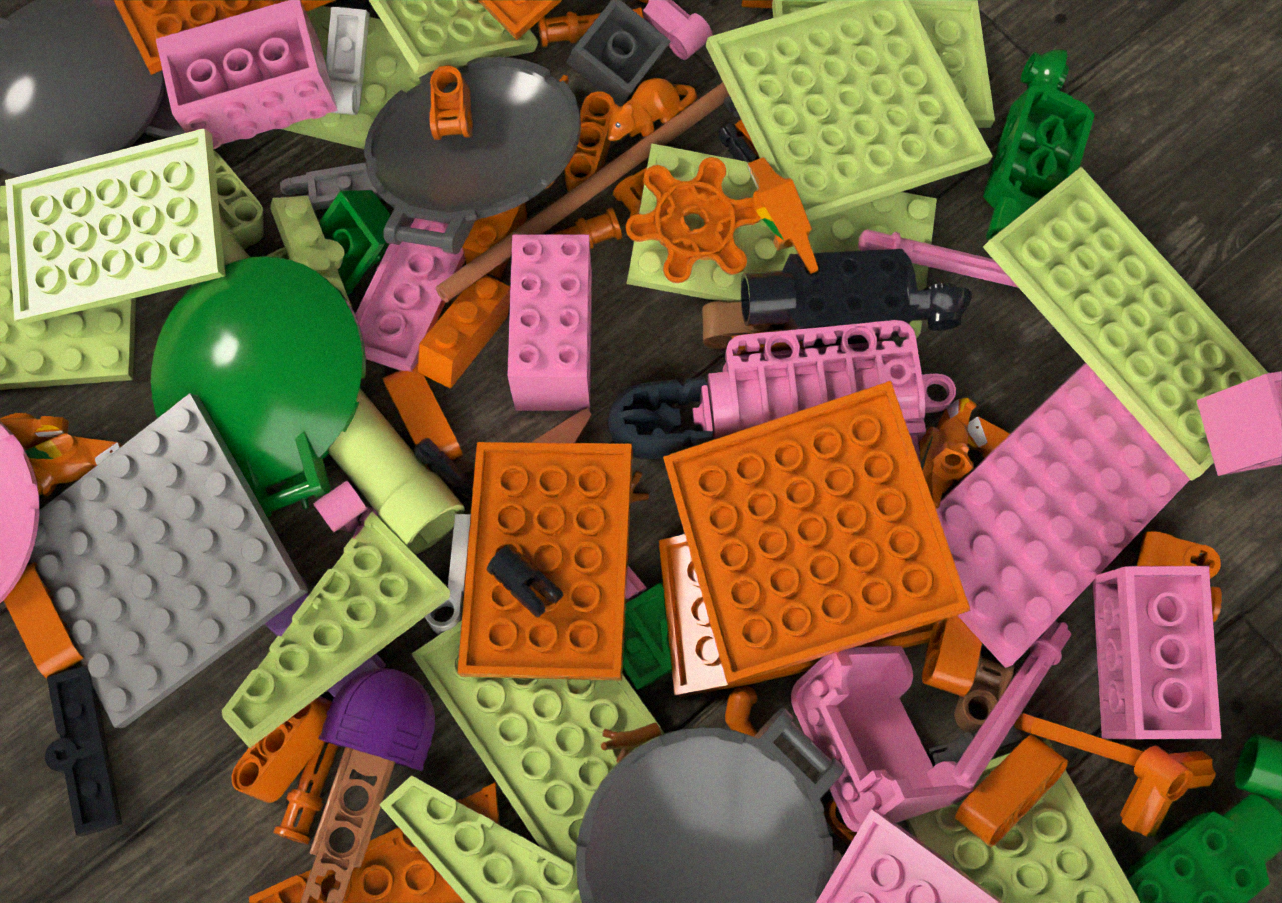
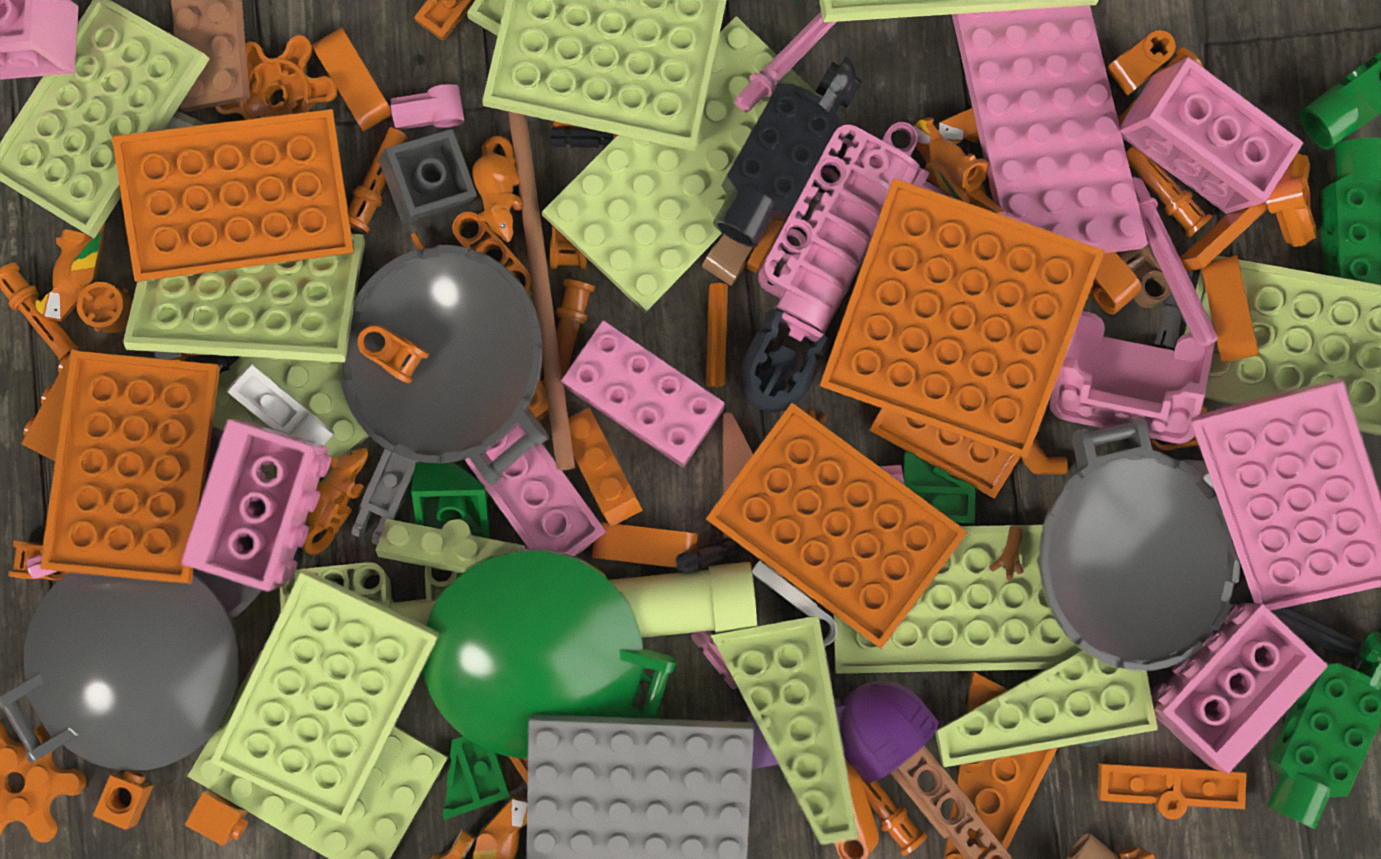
camera: 60 degrees left, 15 degrees up
(122, 406) = (473, 778): none -> green wing
(296, 149) = (333, 499): none -> orange animal
(341, 508) = (691, 657): bright pink piece -> none
(520, 576) = (841, 556): black hinge -> none
(652, 360) = (716, 335): none -> orange axle
(701, 197) = (646, 202): orange plate -> none
(782, 211) = (685, 153): orange animal -> none
(1076, 681) = (1177, 202): none -> orange pin

